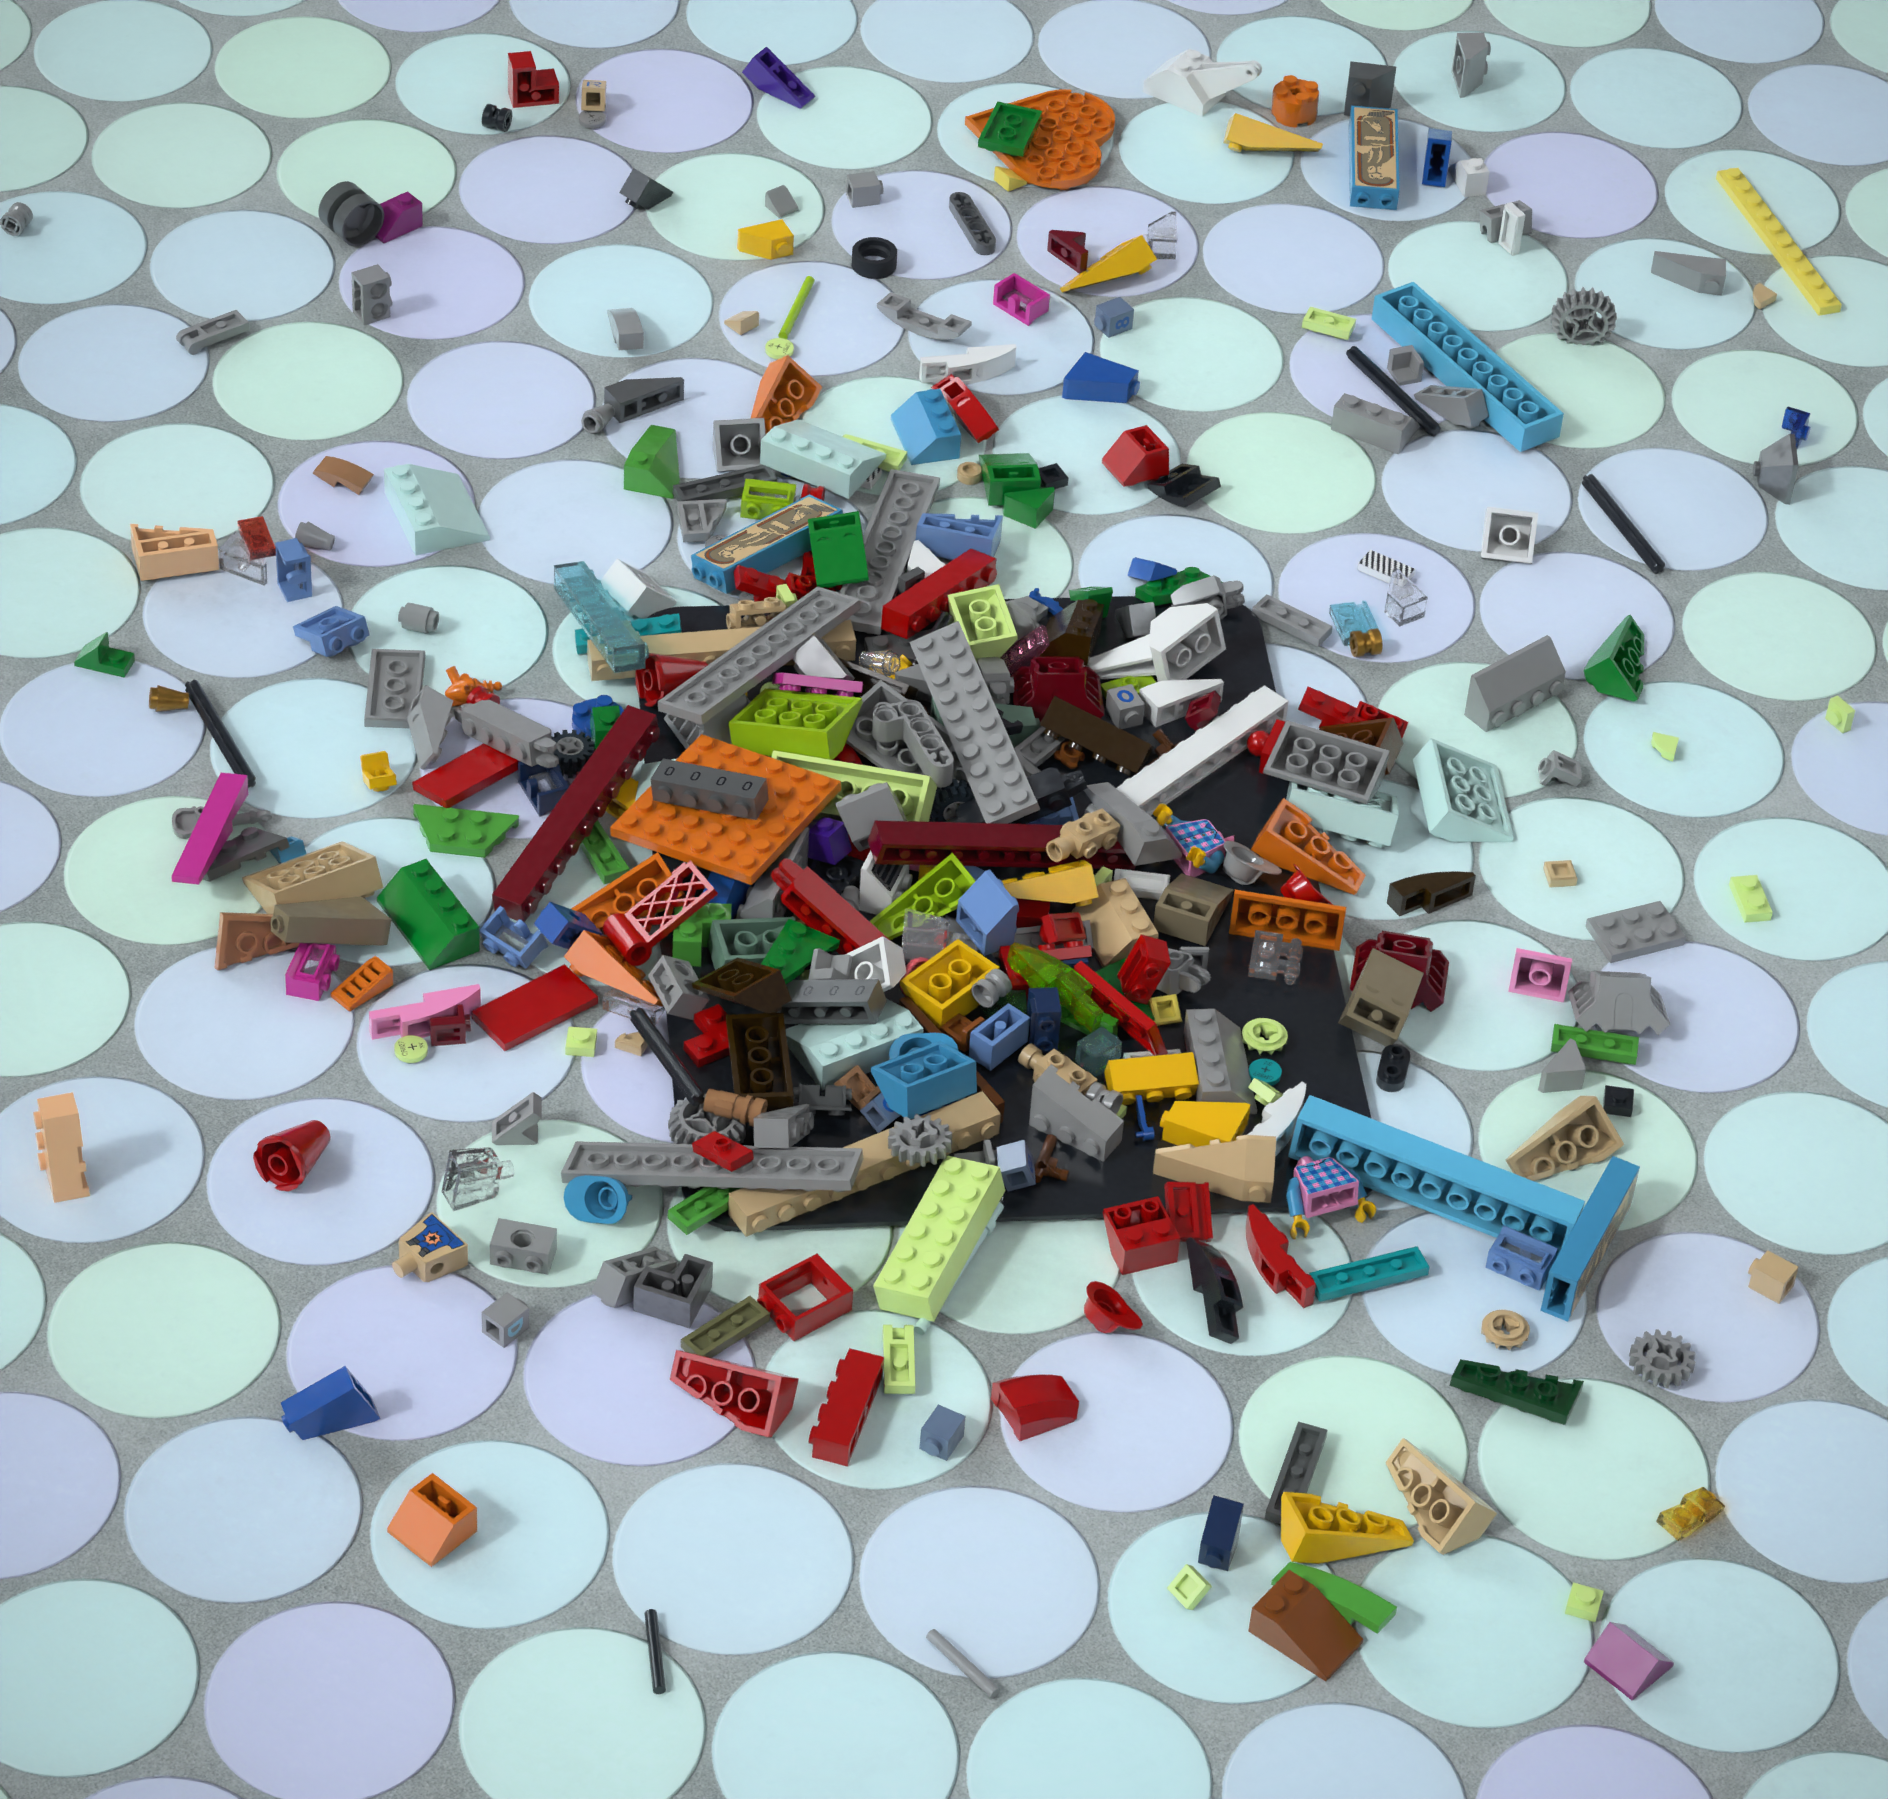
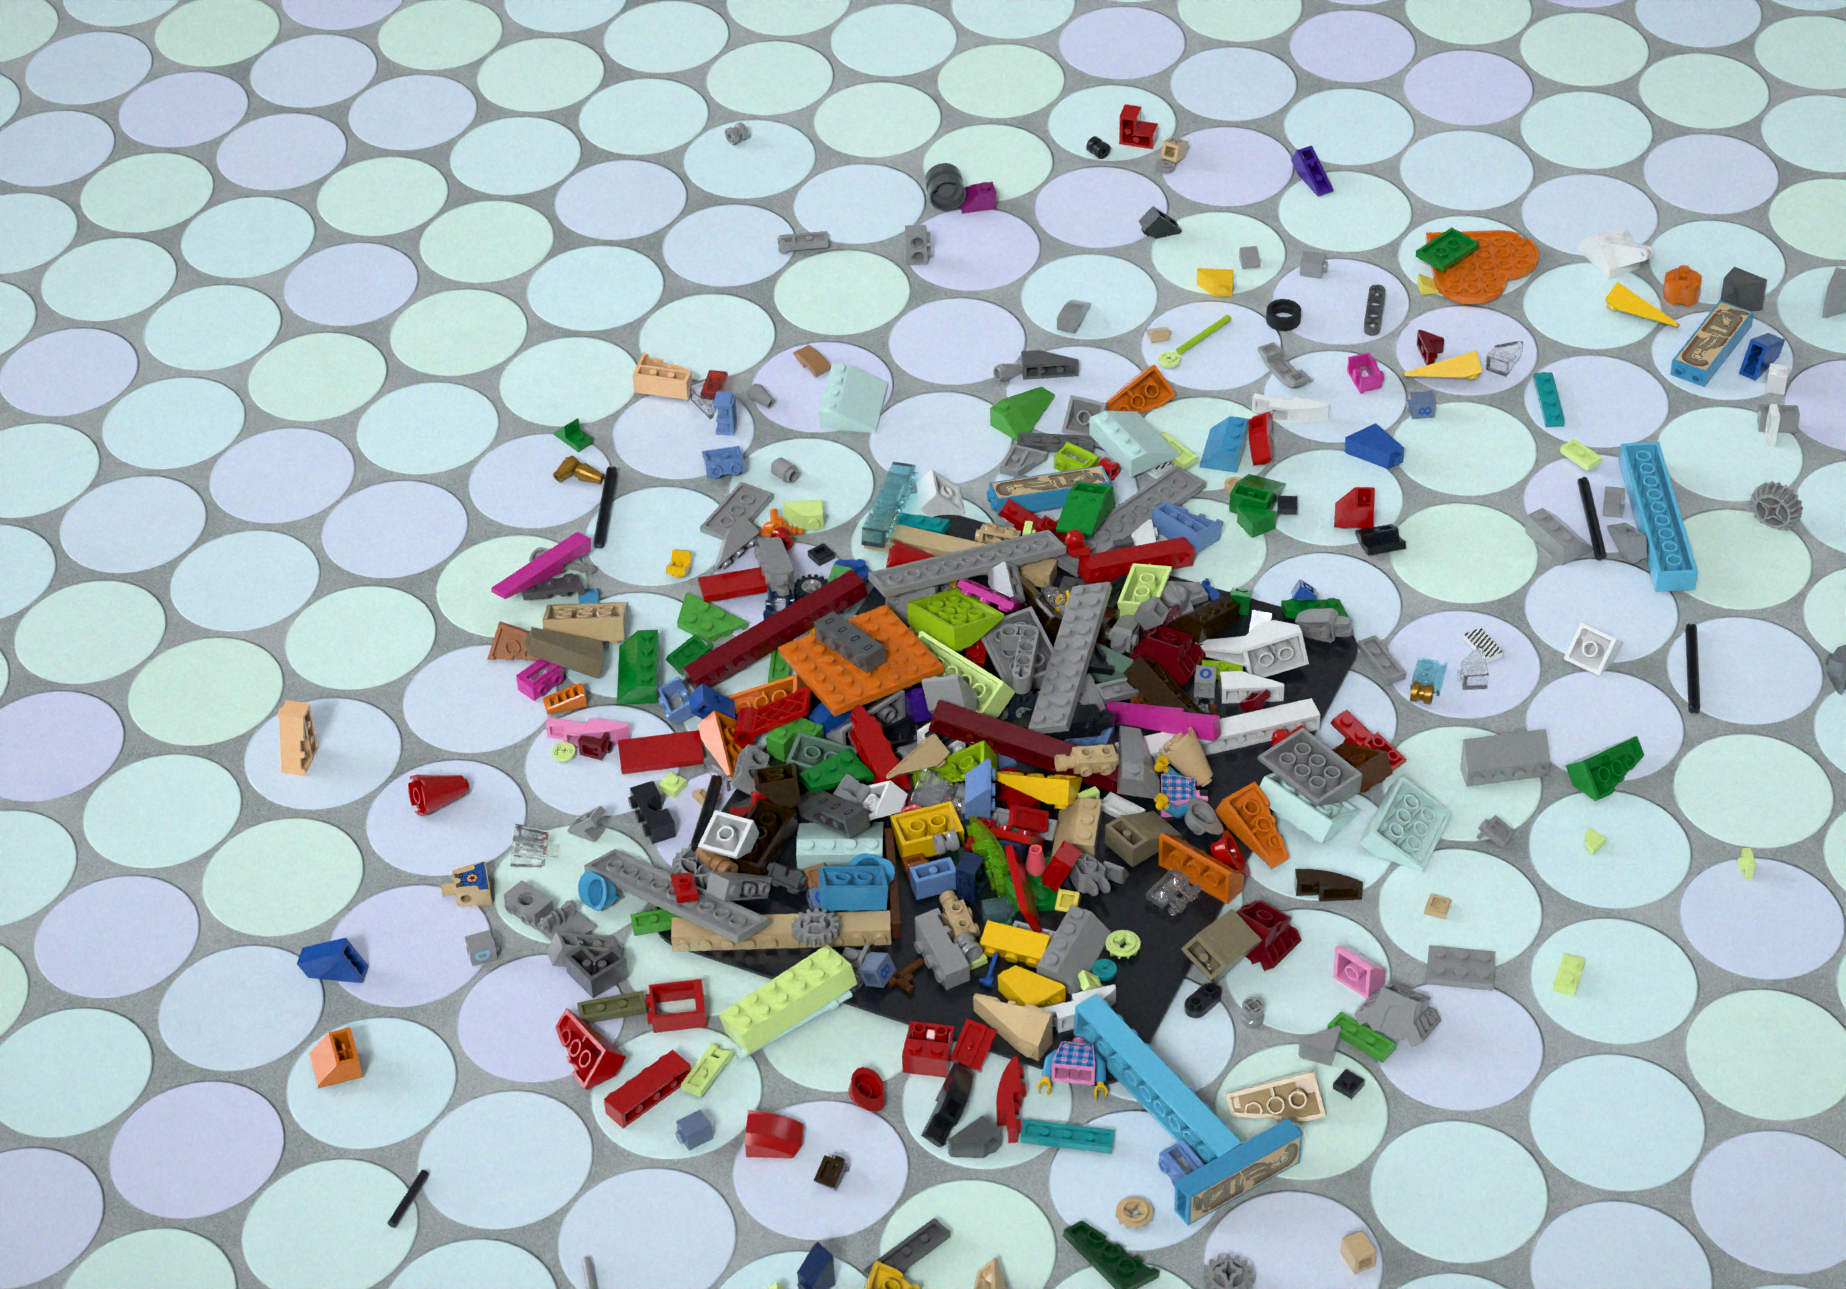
camera: 35 degrees right, 0 degrees up
(133, 699) = (566, 468): none -> pearl gold cone
(481, 878) = (687, 653): none -> green bracket
(489, 662) = (805, 514): none -> yellowish green slope
(542, 706) = (821, 554): none -> black tile
(583, 1253) = (564, 920): none -> light grey hinge
(604, 1095) = (655, 824): none -> black arch
(741, 1067) = (729, 835): none -> white slope
(865, 589) = (1075, 544): none -> red tile
(889, 896) = (926, 754): none -> tan slope
(1018, 645) = (1151, 613): none -> light grey brick
(1108, 969) = (1035, 861): none -> coral cone
(1136, 760) = (1165, 719): none -> dark pink slope
(1139, 1417) = (831, 1171): none -> dark brown bracket
(1182, 793) = (1188, 757): none -> tan cone
(1244, 271) = (1548, 399): none -> teal plate
(1274, 1316) = (975, 1140): none -> dark grey slope
(1461, 1060) = (1252, 1012): none -> light grey wheel

